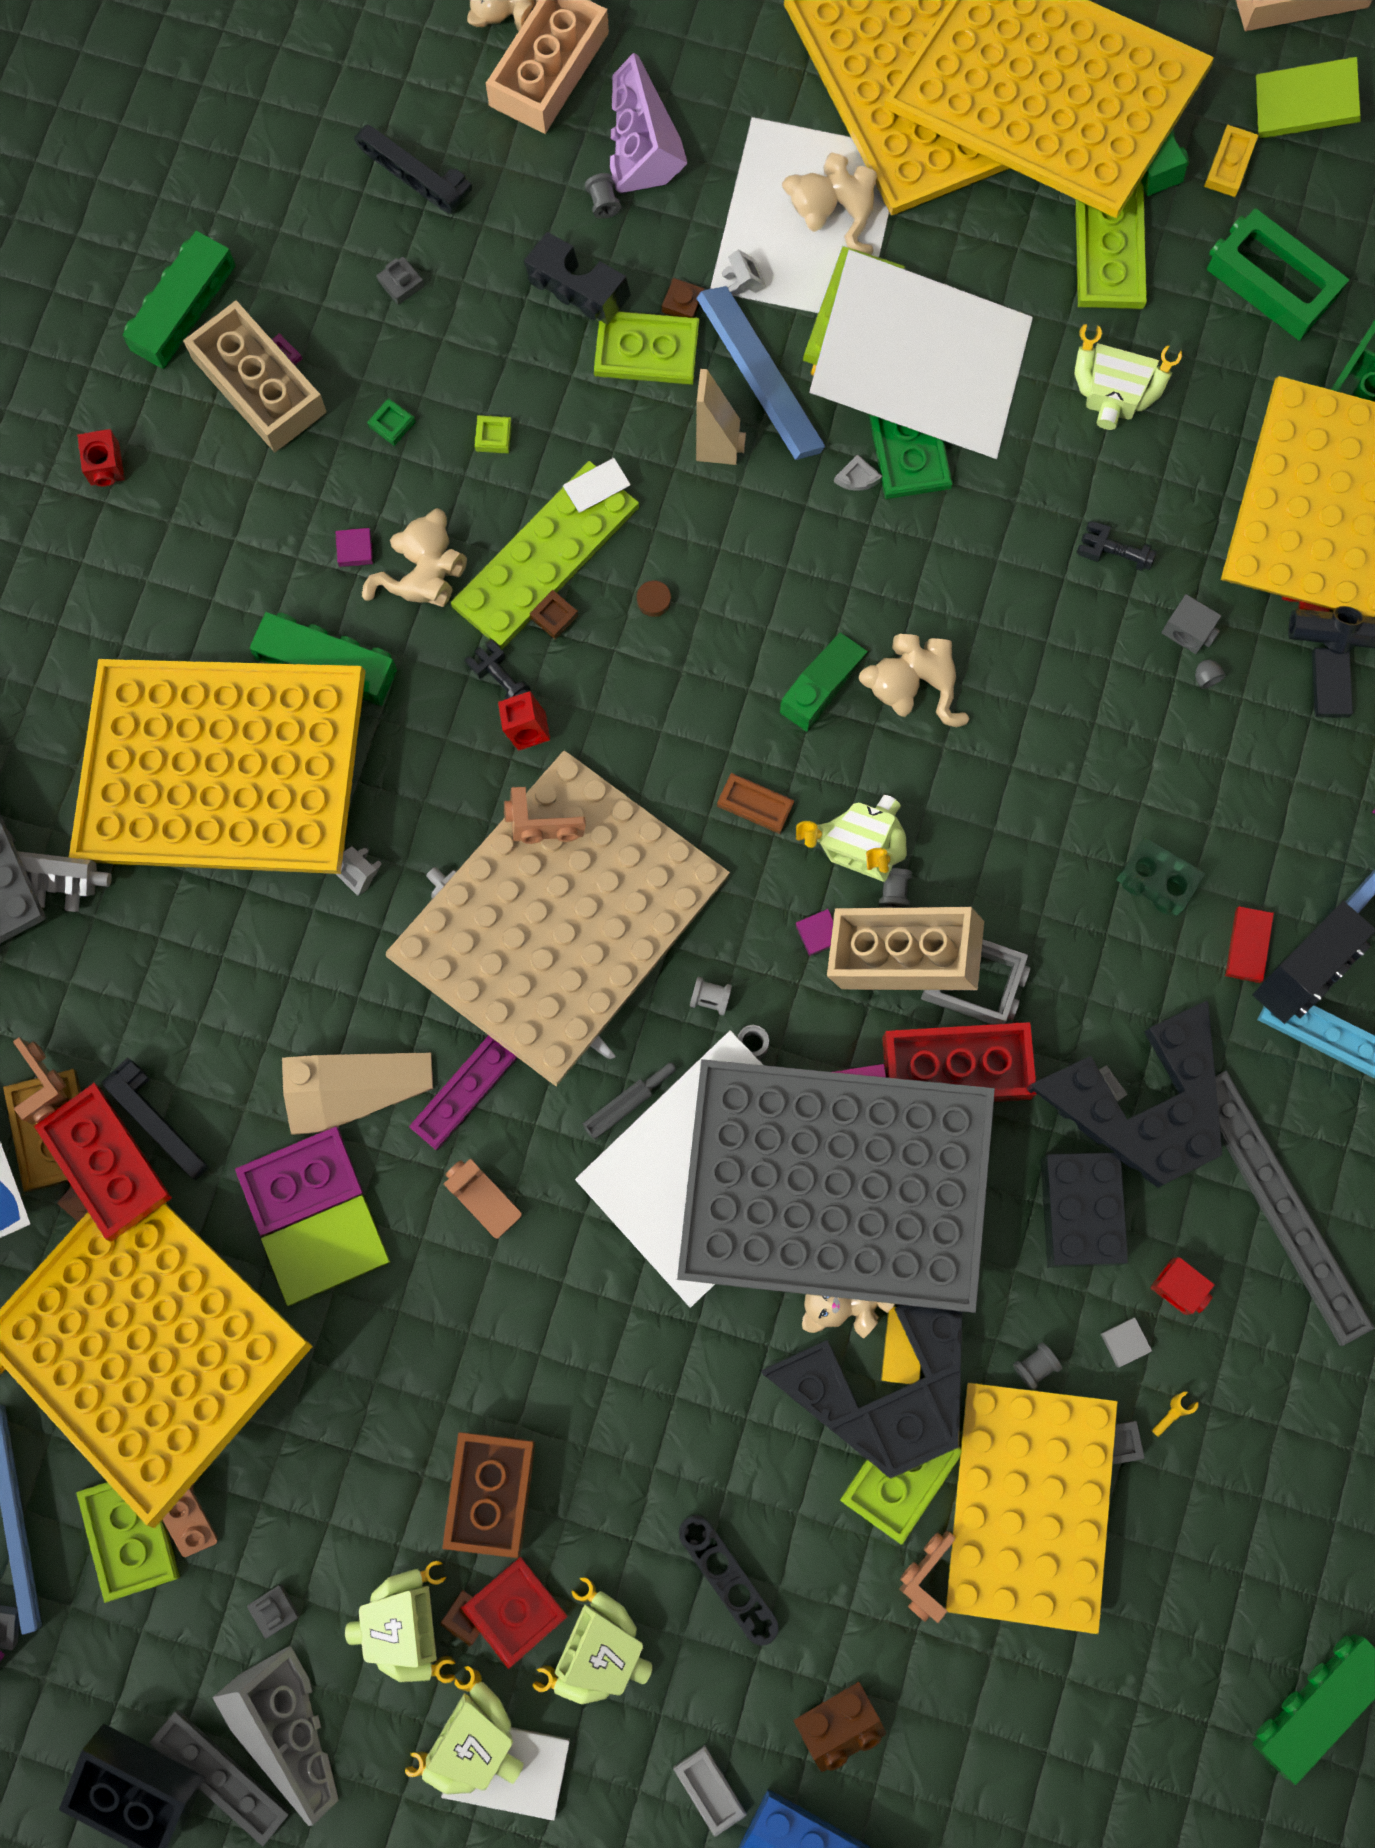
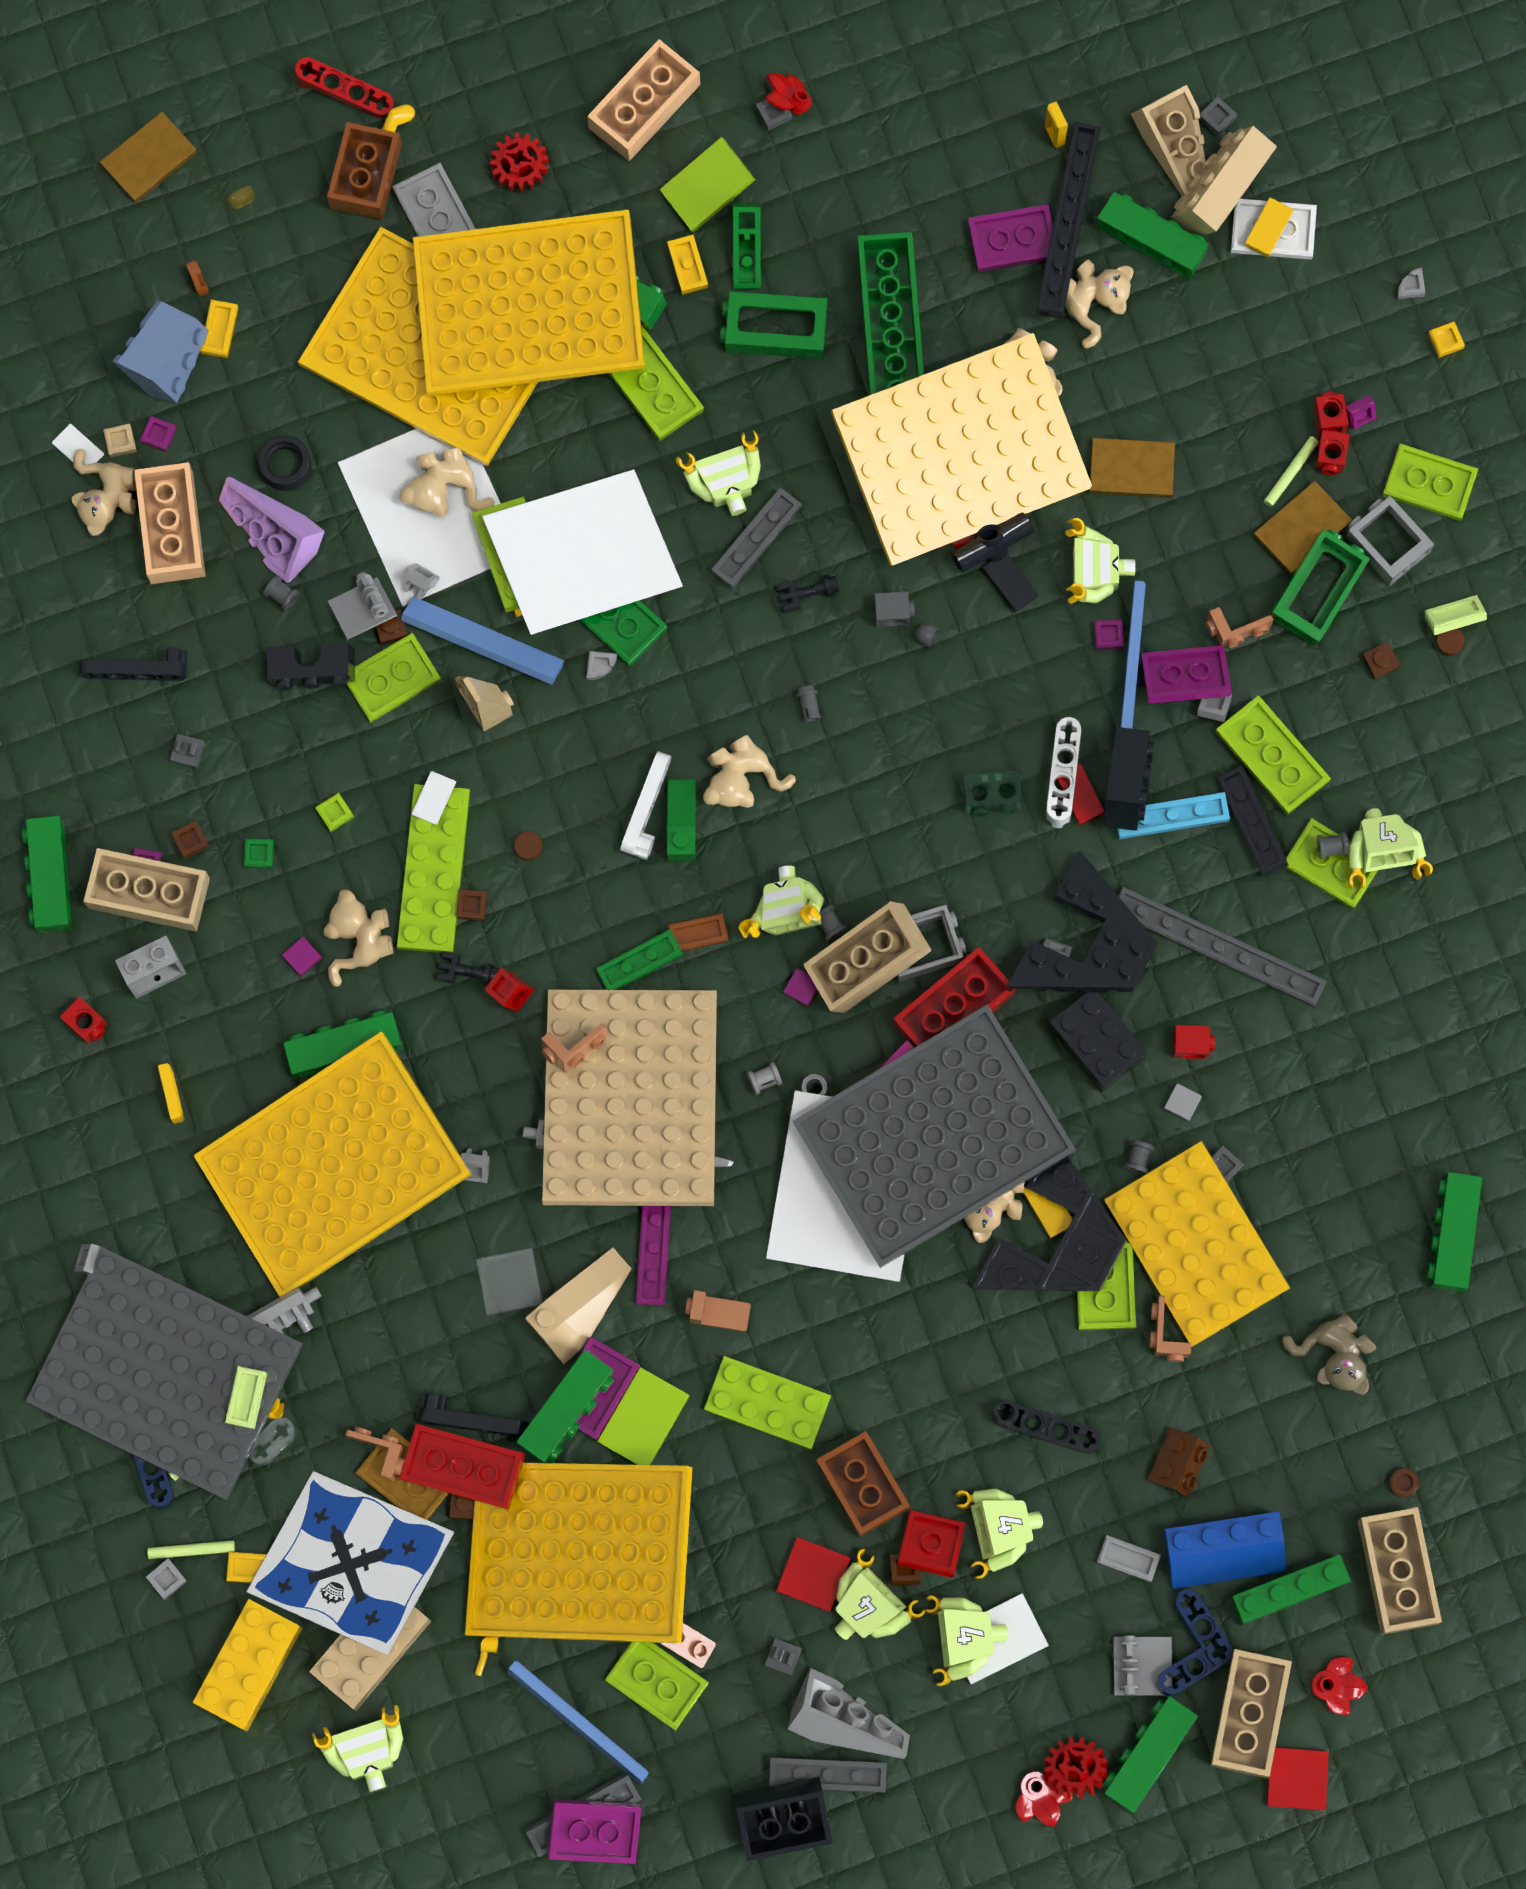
camera: 35 degrees left, 0 degrees up
(125, 585) = (171, 1093): none -> yellow tile
(209, 446) = (147, 962): none -> light grey window
(250, 1180) = (565, 1408): none -> green brick
(303, 1010) = (509, 1282): none -> clear tile
(336, 361) = (190, 839): none -> reddish brown plate
(370, 1547) = (813, 1574): none -> red tile
(462, 1330) = (767, 1403): none -> lime plate
(625, 1103) = (761, 1186): dark grey axle -> none
(670, 260) = (362, 606): none -> light grey hinge
(676, 788) = (640, 961): none -> green tile
(700, 58) = (272, 446): none -> black tyre
(763, 664) = (635, 840): none -> white beam
(1037, 657) = (809, 703): none -> dark grey pin
(1095, 1764) = (1344, 1368): none -> dark tan animal
(1105, 461) = (756, 538): none -> dark grey plate
(1175, 1412) = (1243, 1124): yellow hand -> none
(1248, 905) = (1063, 770): none -> white beam
(1305, 178) = (747, 245): none -> green slope

